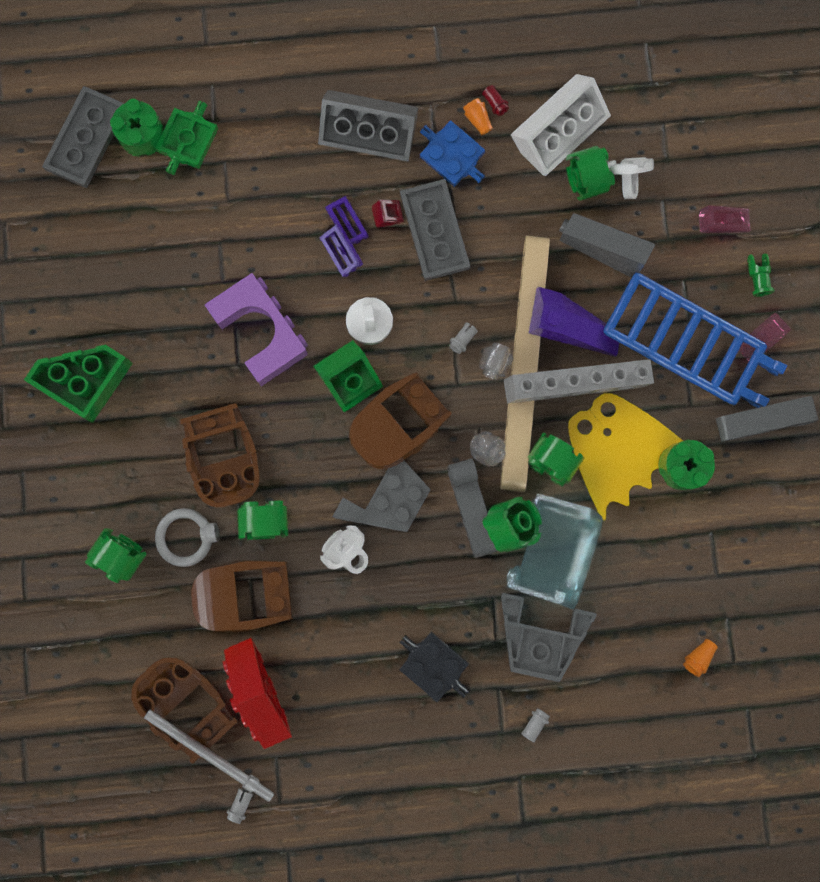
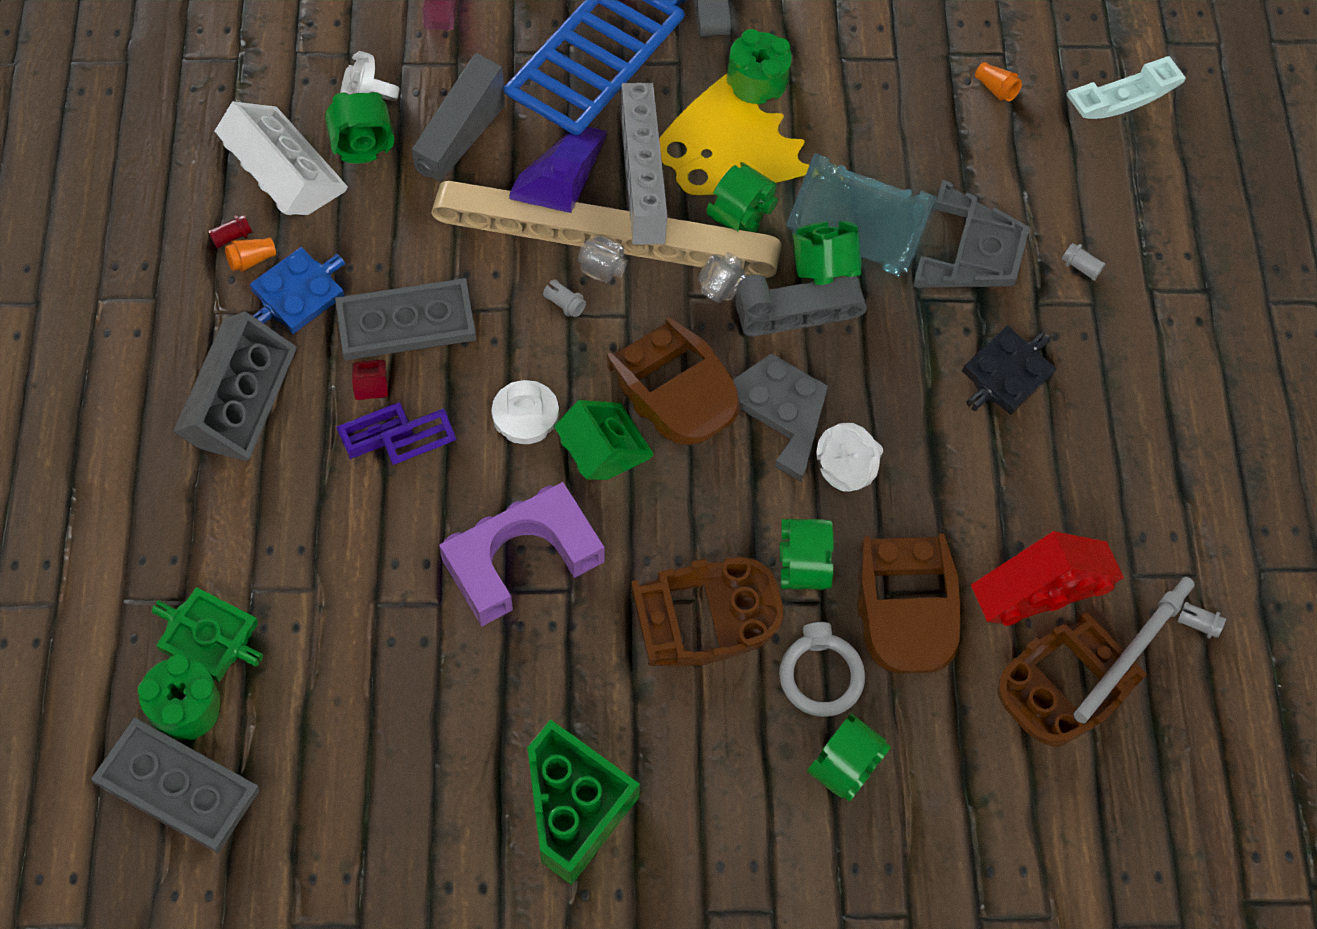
camera: 85 degrees left, 20 degrees down
(704, 764) = (1128, 93): none -> light aqua slope

